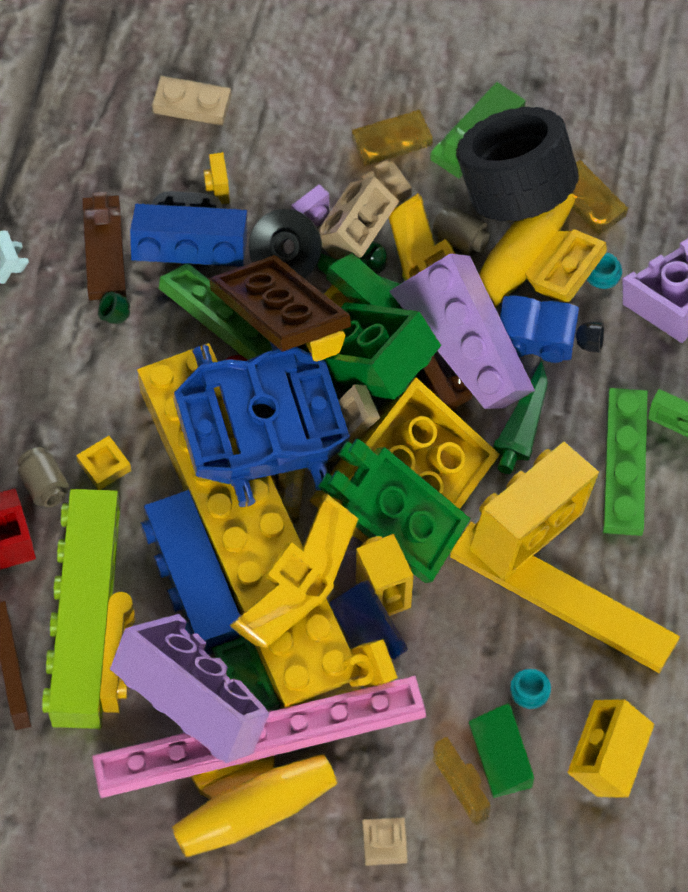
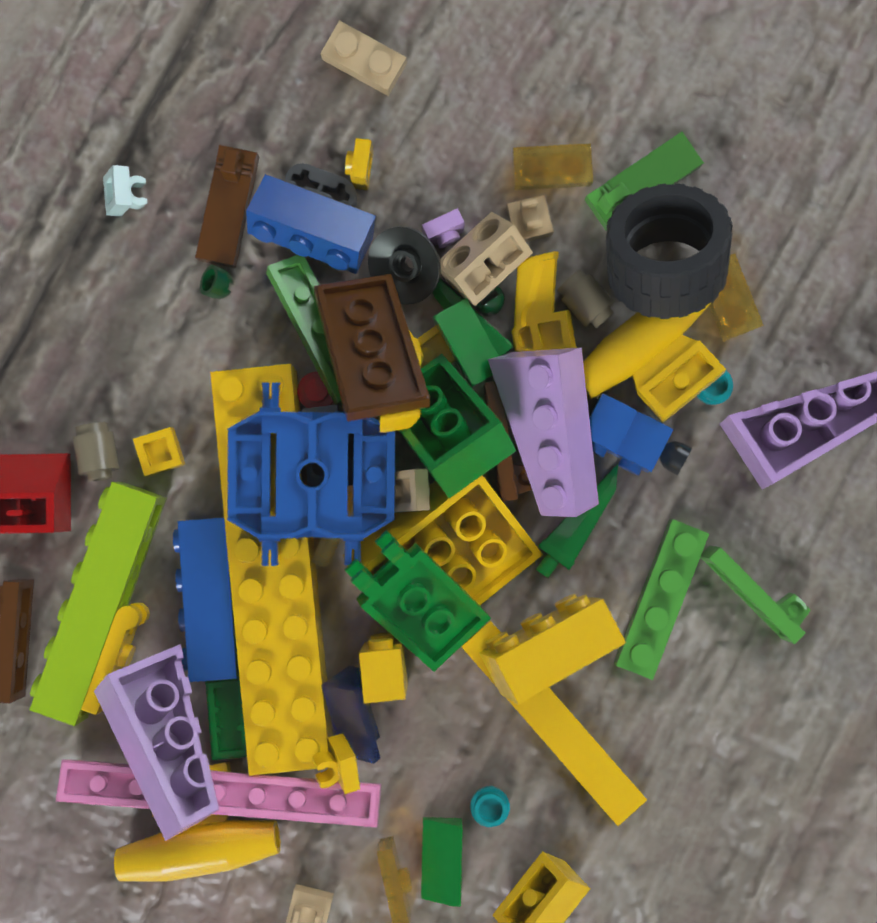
camera: 15 degrees right, 25 degrees up
(300, 576) = (296, 663): yellow plate -> none

